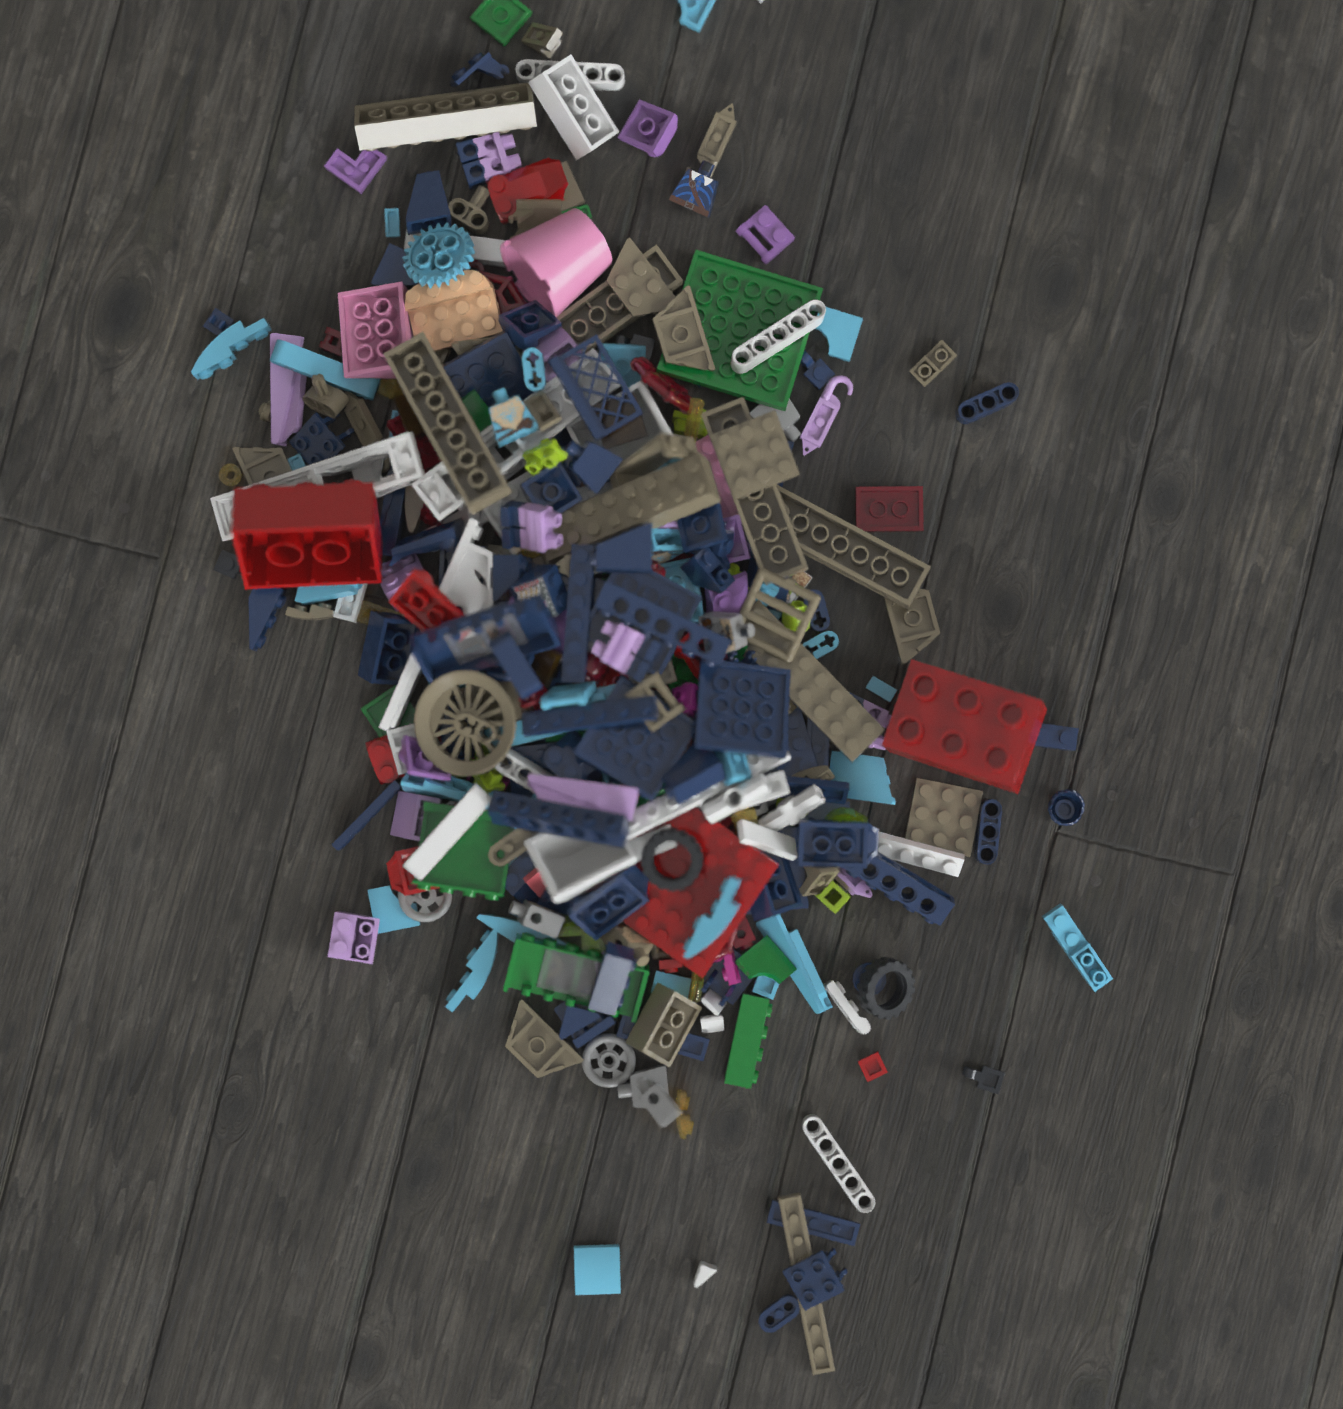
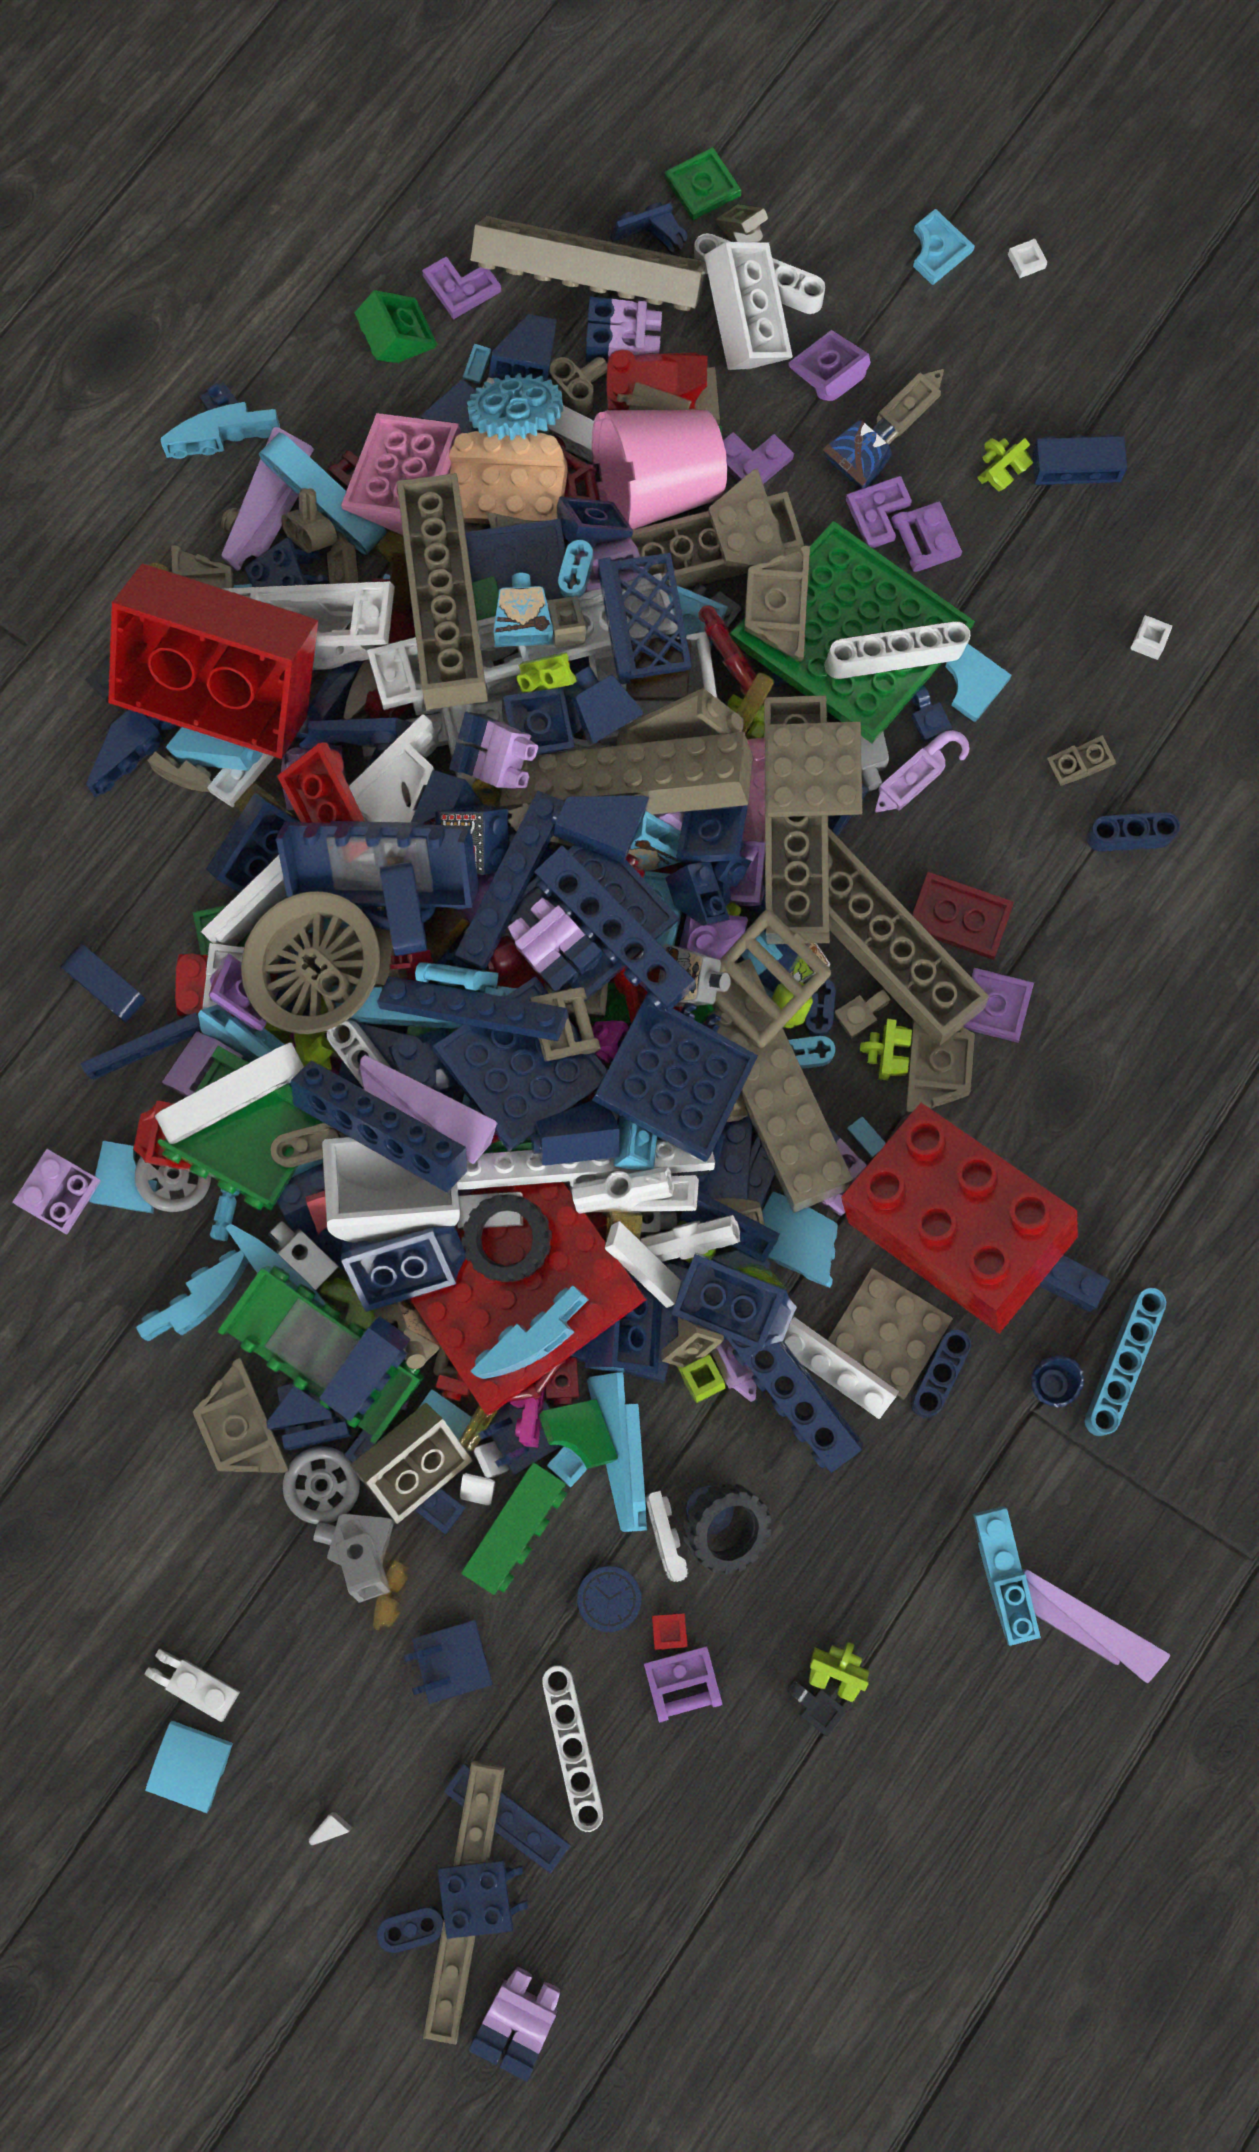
camera: 20 degrees right, 10 degrees down
(320, 782) = (103, 983): none -> dark blue beam
(322, 218) = (394, 327): none -> green slope
(471, 910) = (224, 1215): none -> medium azure axle
(579, 1218) = (195, 1686): none -> white hinge
(623, 226) = (768, 457): none -> medium lavender plate
(718, 228) = (871, 508): none -> medium lavender plate
(738, 1140) = (450, 1662): none -> dark blue plate
(799, 153) = (1015, 456): none -> lime hips
(825, 1060) = (609, 1599): none -> dark blue tile
(844, 605) = (859, 1015): none -> dark tan plate
(853, 134) = (1079, 460): none -> dark blue brick
(870, 1336) = (517, 2011): none -> lavender hips
(873, 613) = (892, 1036): none -> lime hips
(888, 1090) = (678, 1673): none -> medium lavender plate
(943, 560) = (1005, 1008): none -> medium lavender plate
(951, 252) = (1151, 637): none -> white slope
(991, 1046) = (839, 1665): none -> lime hips
(1100, 786) = (1136, 1351): none -> medium azure beam
(1144, 960) = (1094, 1629): none -> lavender wedge

